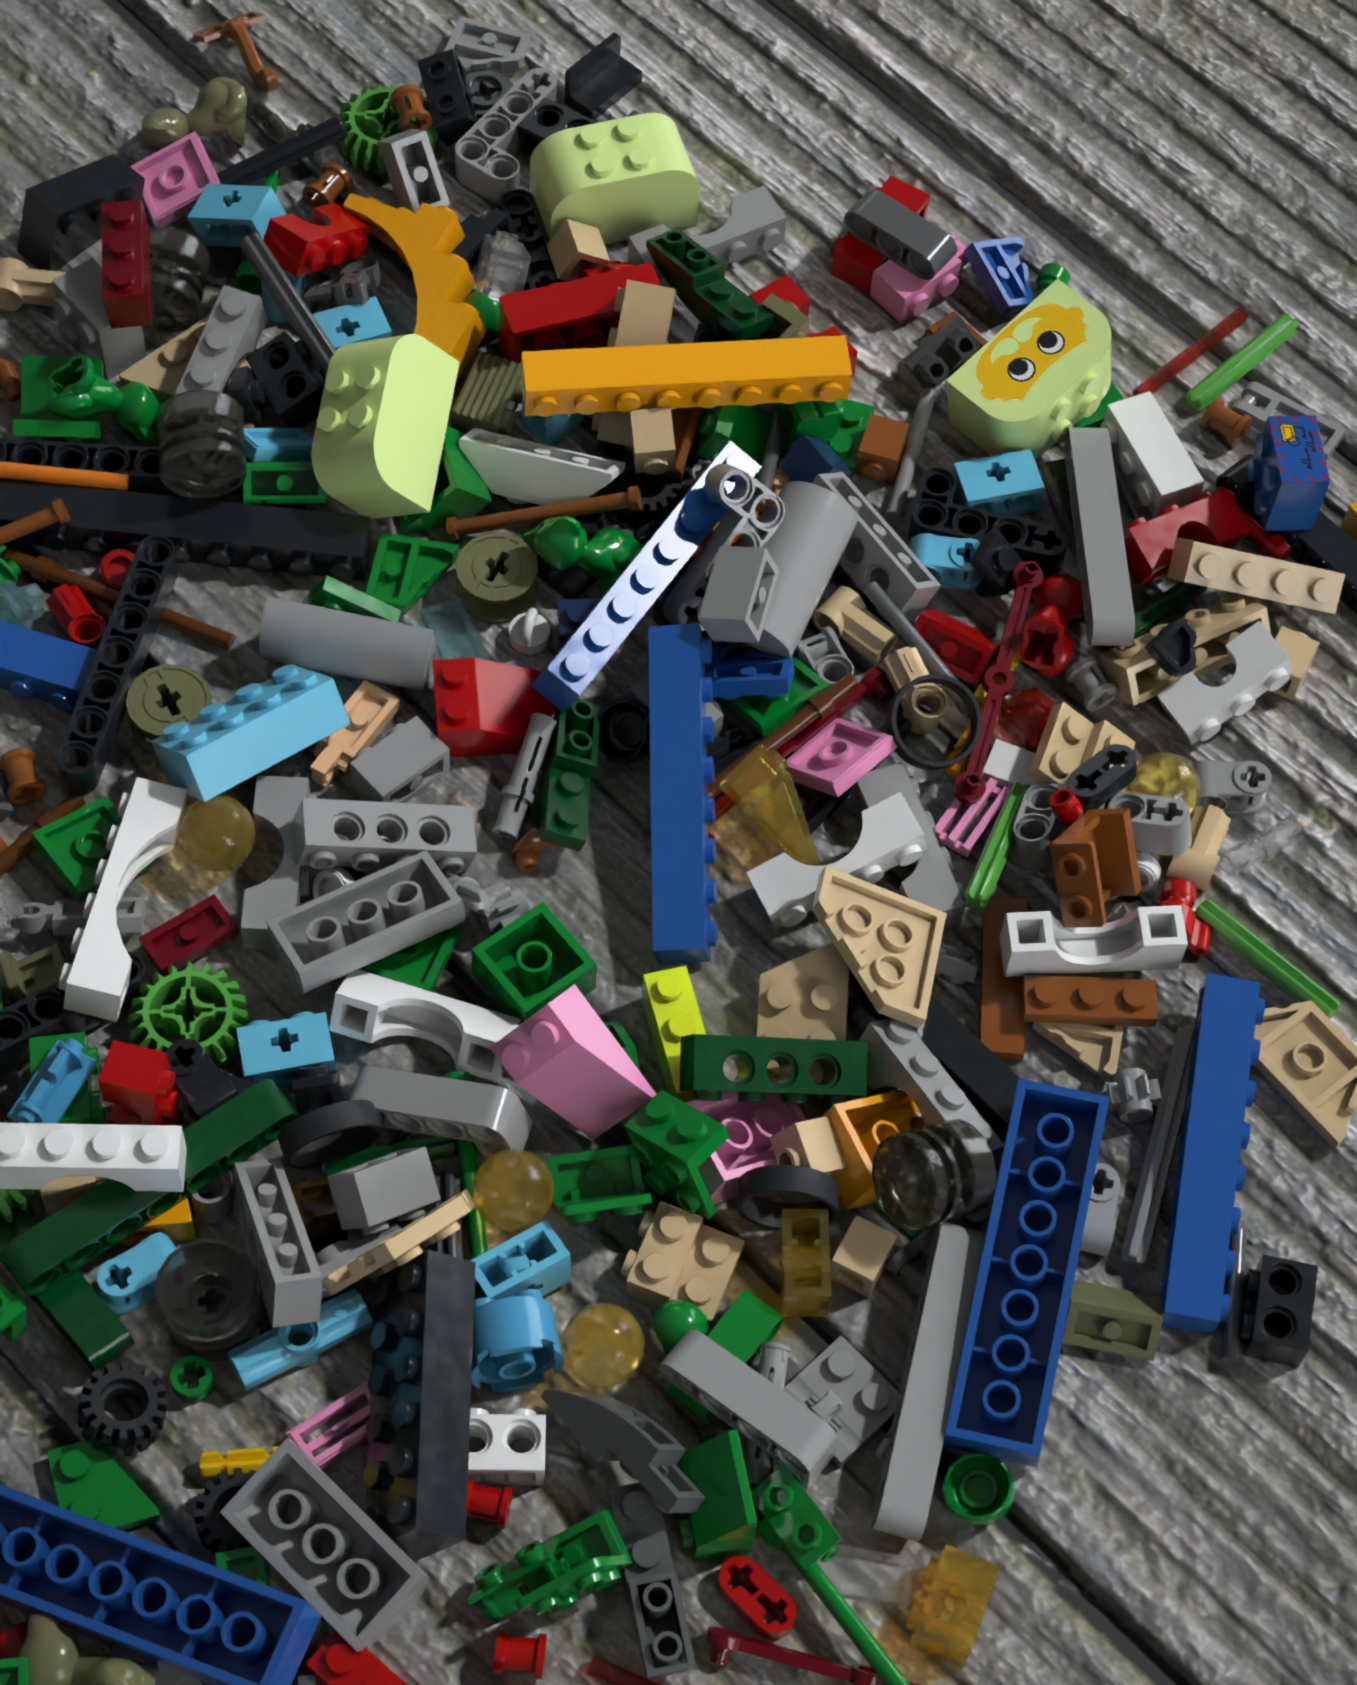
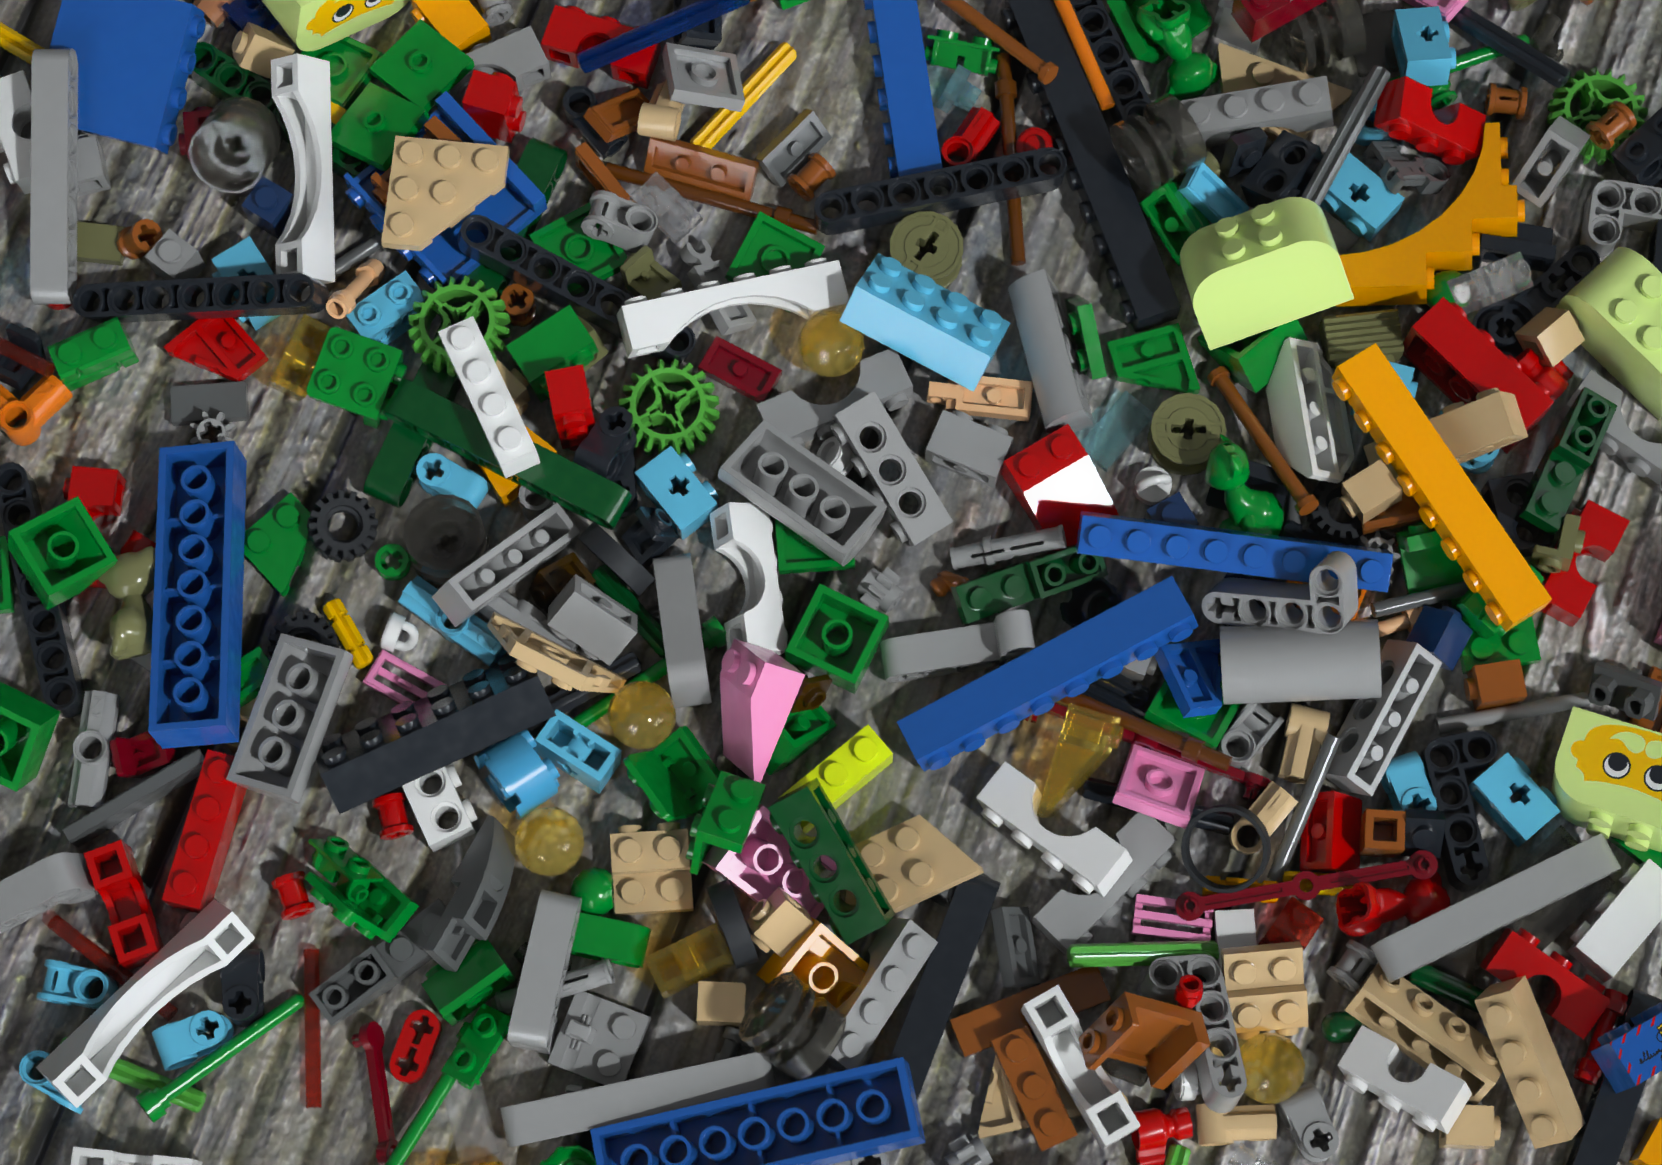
camera: 70 degrees right, 15 degrees up
(54, 1084) = (534, 343): dark azure hinge -> none
(274, 1408) = (392, 632): none -> white tile
(471, 894) = (875, 553): light grey axle -> none
(606, 861) = (958, 648): none -> light grey beam
(738, 594) = (1235, 632): light grey brick -> none
(883, 940) = (985, 898): tan plate -> none
(979, 596) = (1382, 833): none -> dark orange brick
(1106, 780) = (1238, 1010): black beam -> none
(1146, 719) = (1340, 1027): none -> dark green cylinder
(1173, 648) = (1402, 1019): black tile -> none

